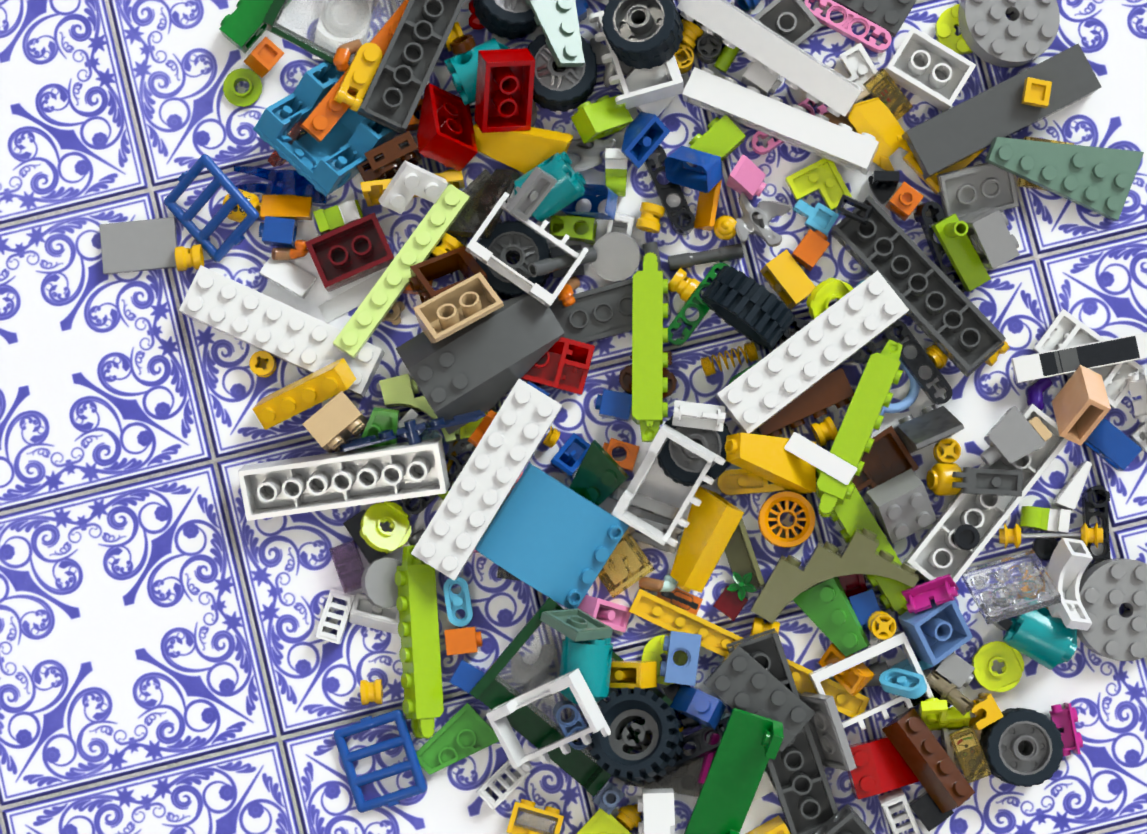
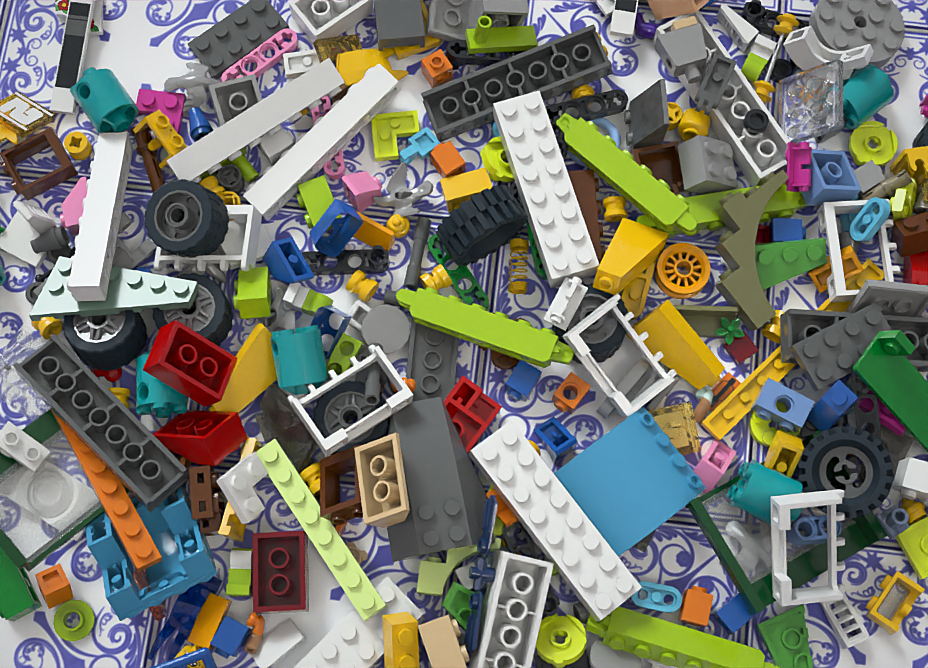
camera: 70 degrees left, 10 degrees down
(343, 54) = (86, 504): orange arm -> none
(348, 299) = (323, 591): white sticker -> none
(359, 75) = (115, 495): yellow plate -> none
(462, 44) = (129, 390): reddish brown tile -> none
(531, 193) = (301, 370): light grey plate -> none
(576, 624) = (725, 485): sand green plate -> none
(598, 475) = (584, 418): dark green wing -> none
(820, 458) = (643, 213): white sticker -> none
(853, 202) = (426, 102): black piece -> none
(883, 184) = (413, 81): black tile -> none
(885, 629) = (812, 214): yellow wheel -> none

